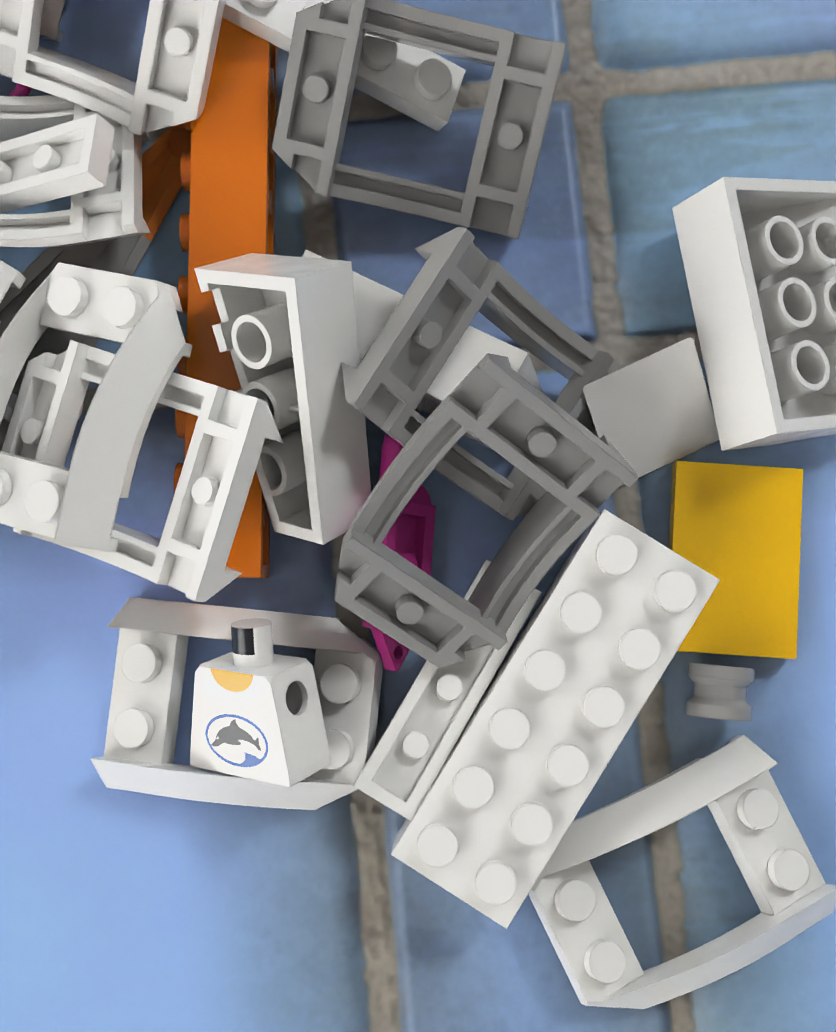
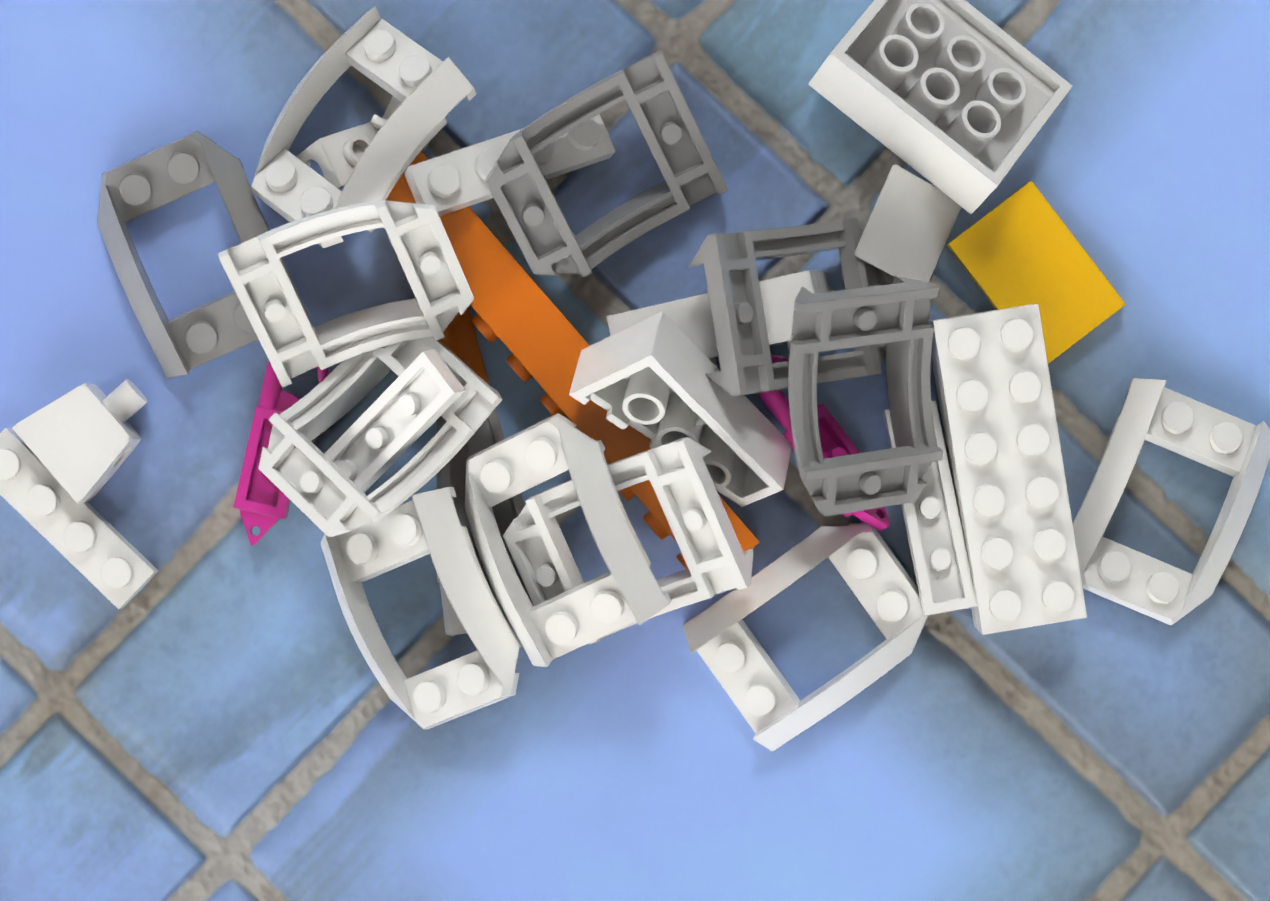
camera: 45 degrees left, 5 degrees up
(258, 711) = (830, 621): white torso -> none
(720, 692) = (1096, 365): light grey wheel -> none

